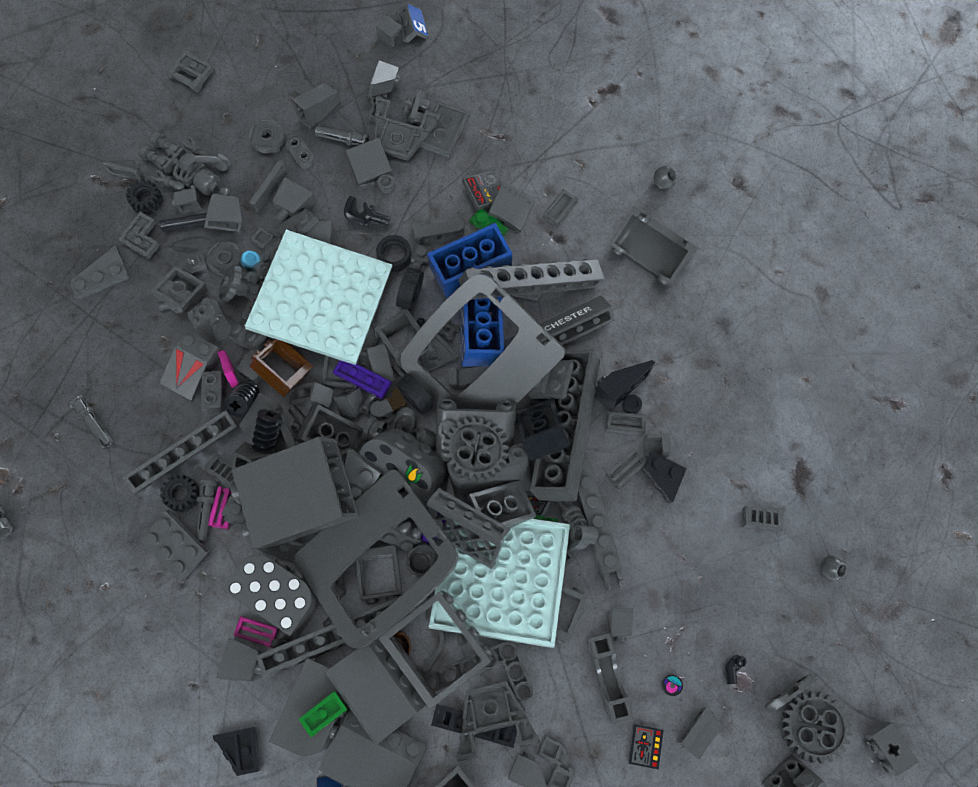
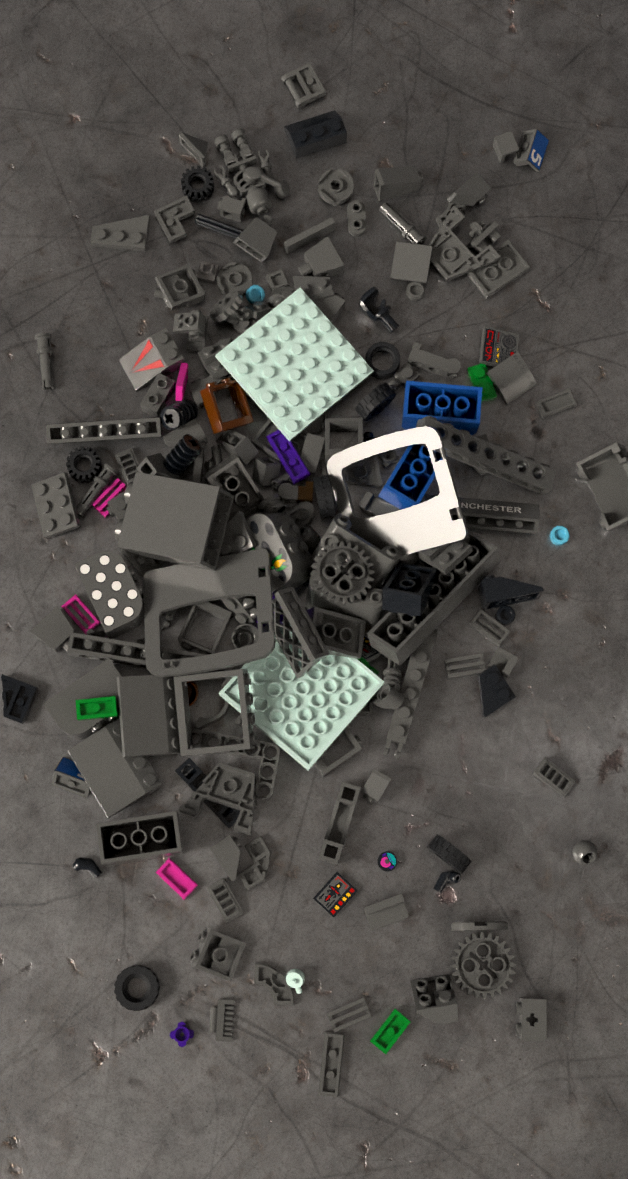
camera: 30 degrees right, 5 degrees up
(225, 103) = (316, 134): none -> black slope
(632, 312) = (559, 535): none -> medium azure tile
(724, 644) = (449, 854): none -> black tyre

